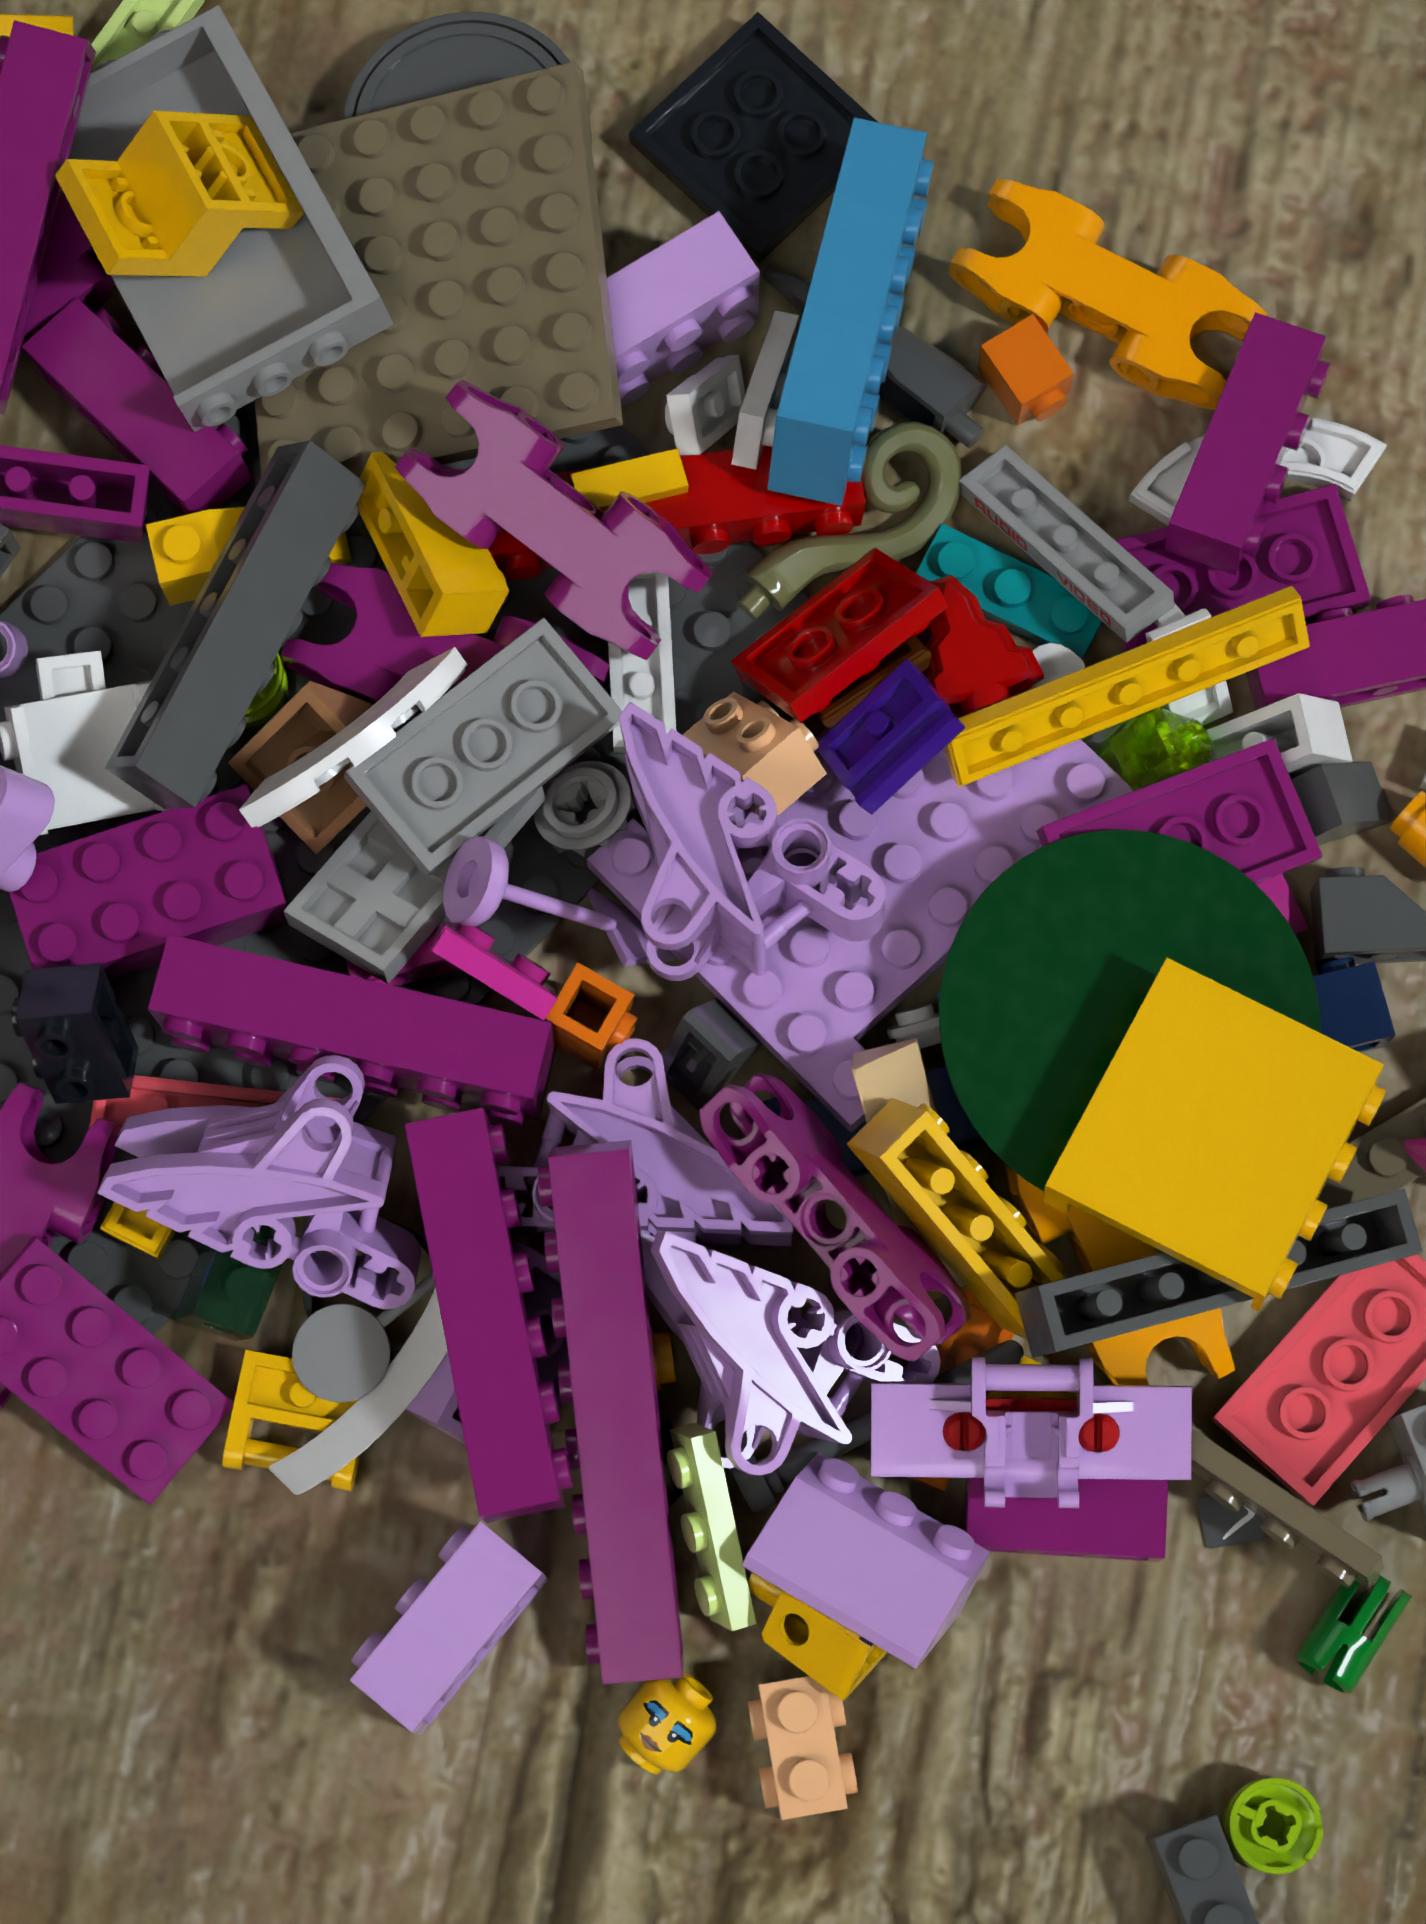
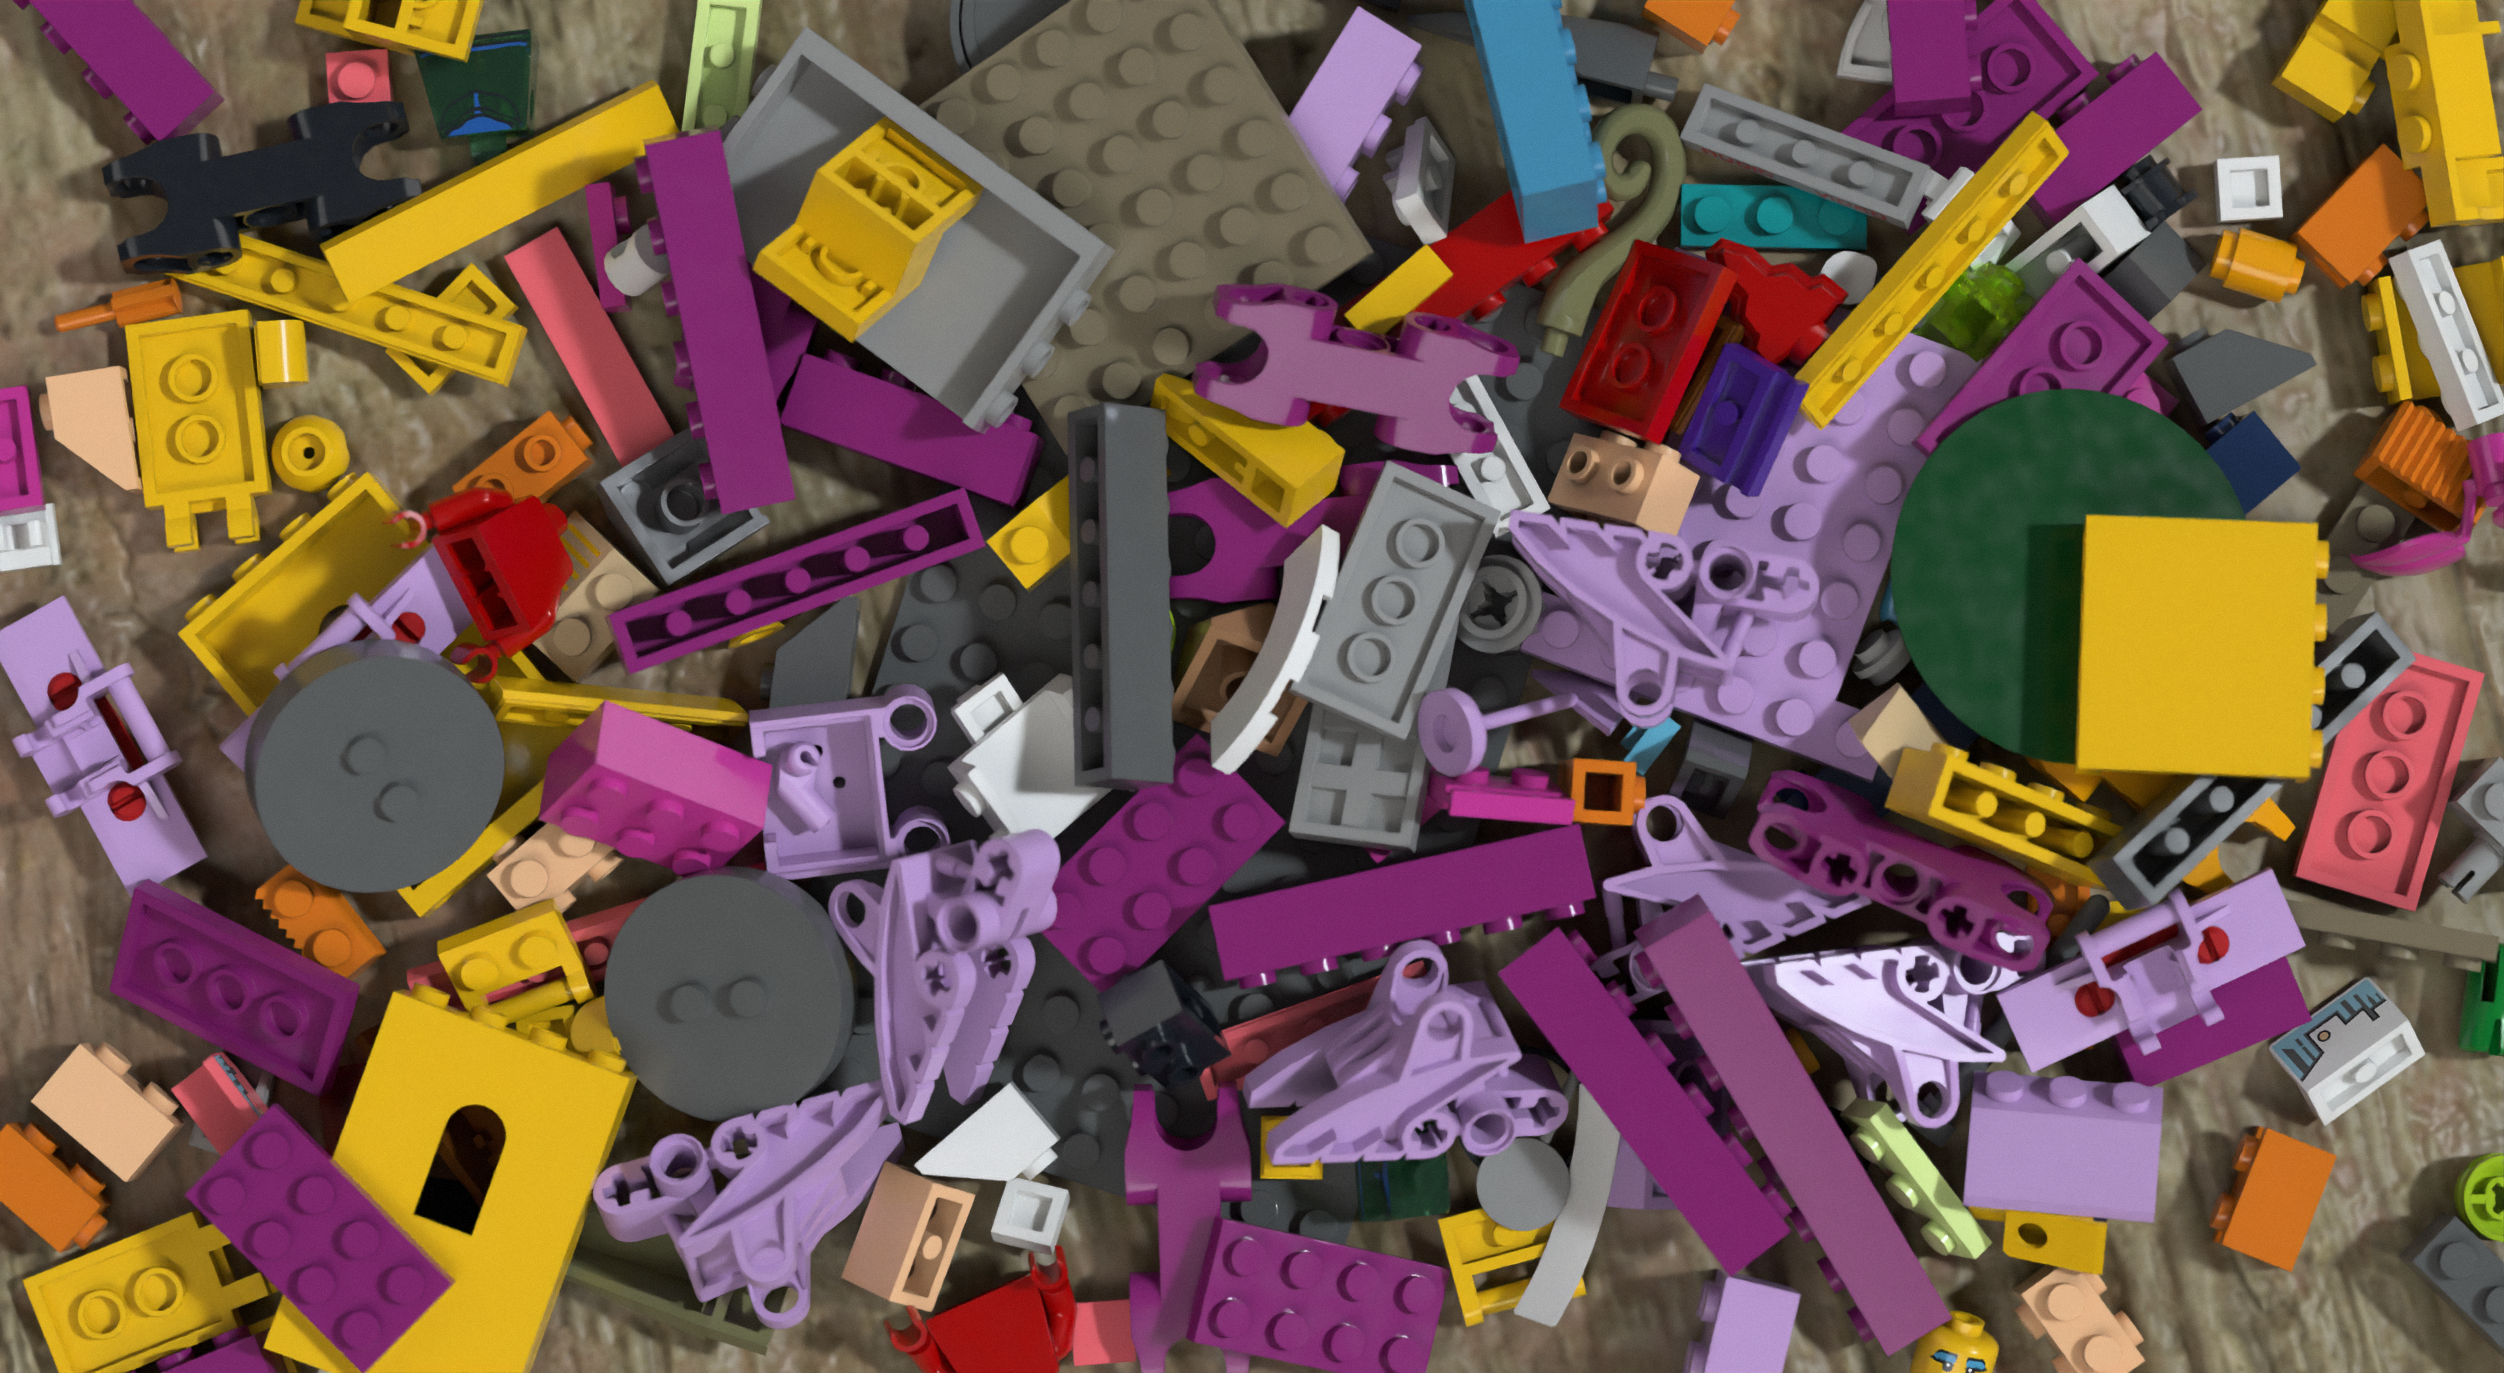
camera: 20 degrees left, 10 degrees up
(663, 1003) = (1647, 744): none -> medium azure plate
(764, 391) = (1477, 144): white plate -> none
(1048, 1714) = (2271, 1197): none -> orange brick
(1188, 1611) = (2347, 1050): none -> white panel
(1227, 1528) = (2344, 963): dark grey sticker -> none
(1375, 728) = (2154, 191): none -> black brick

